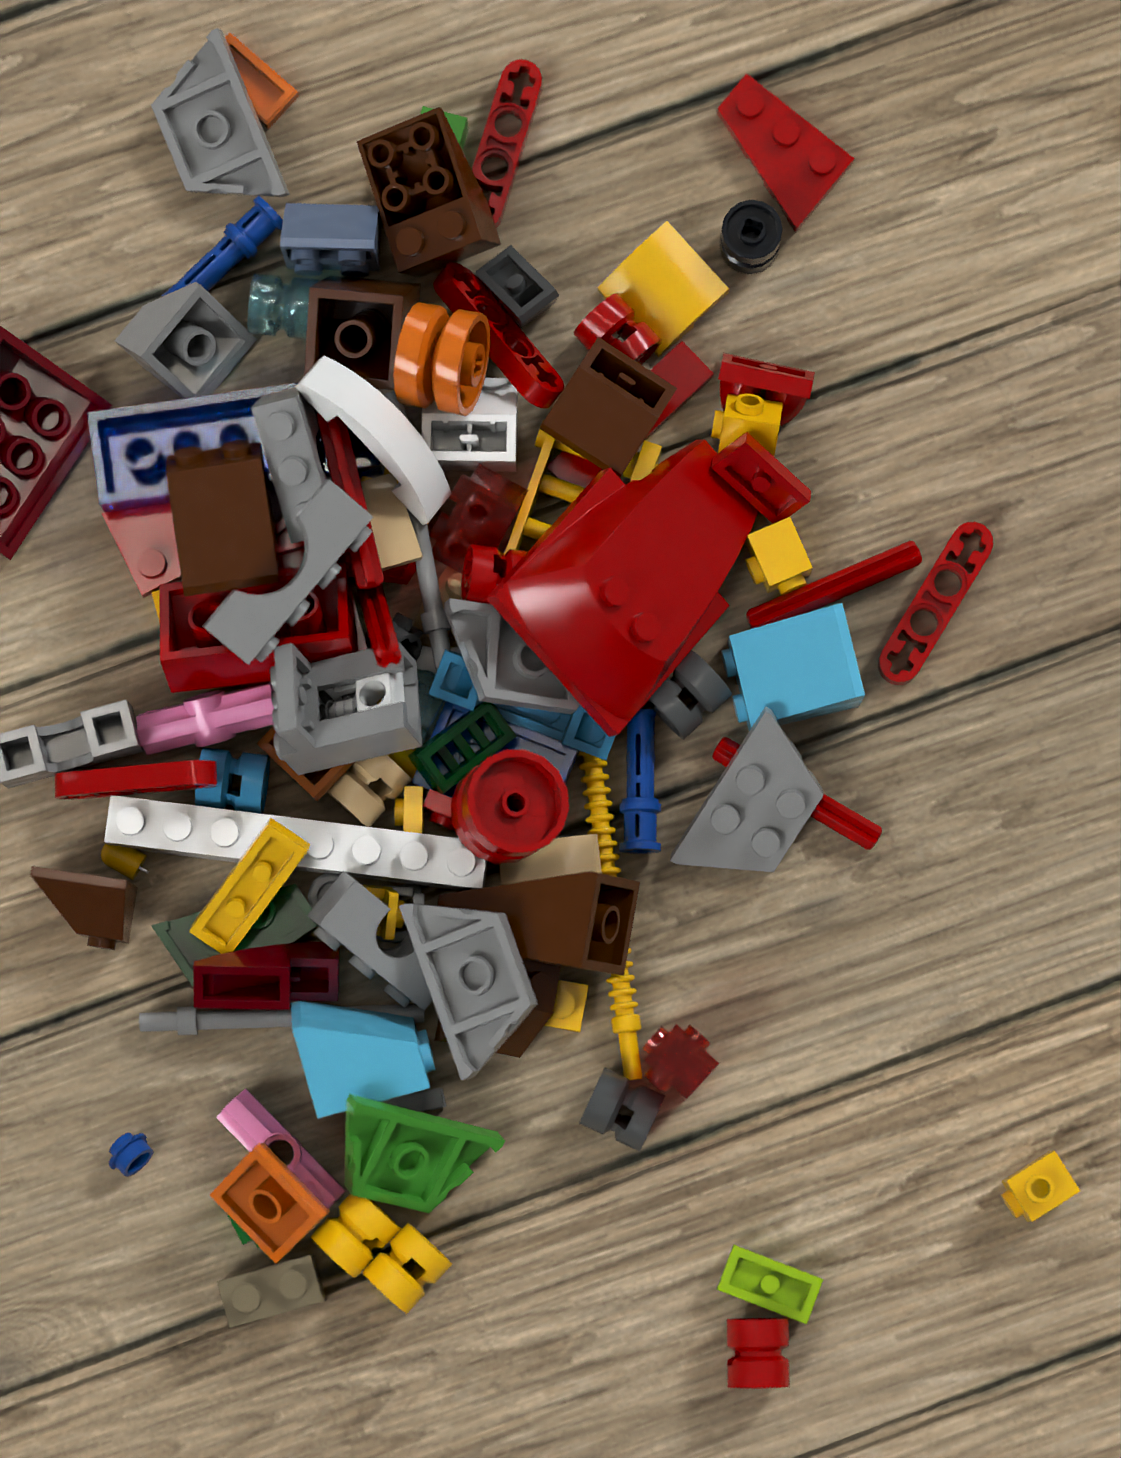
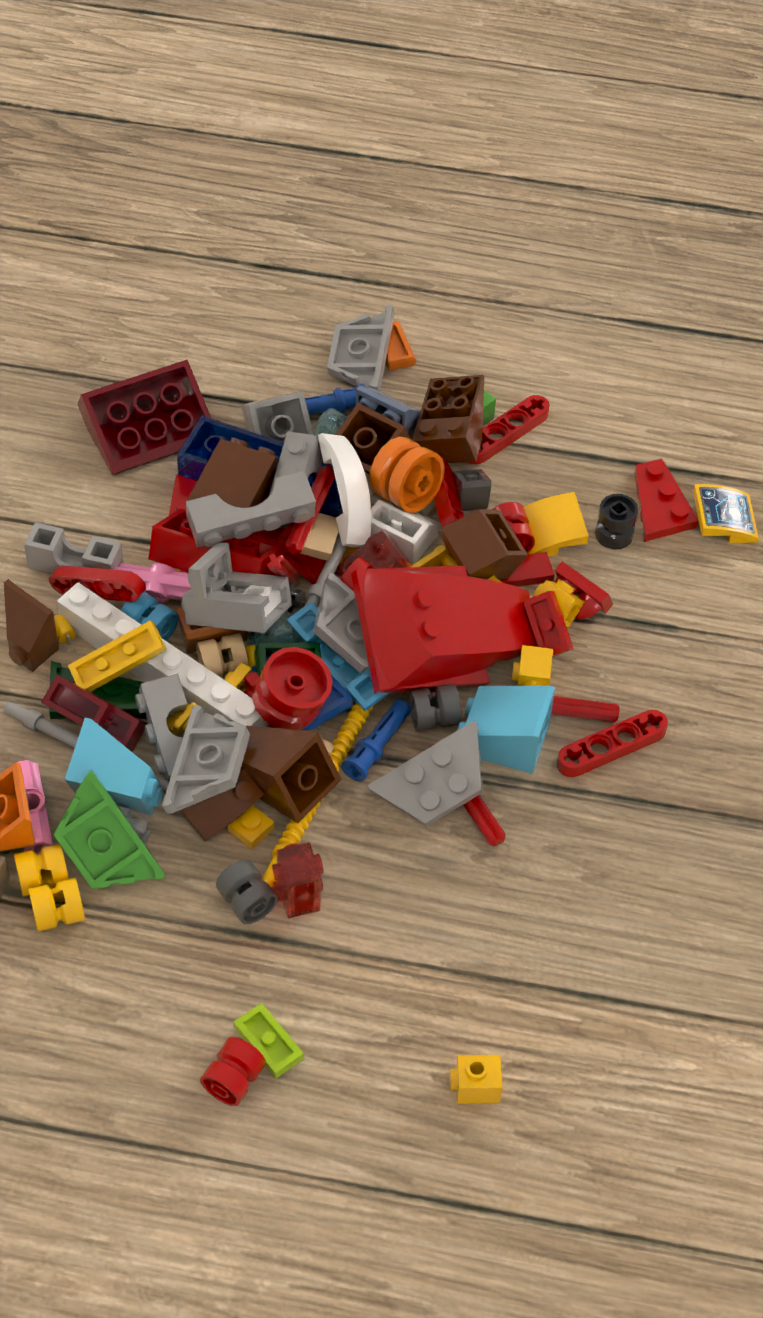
camera: 25 degrees right, 30 degrees down
(883, 123) = (725, 513): none -> slope

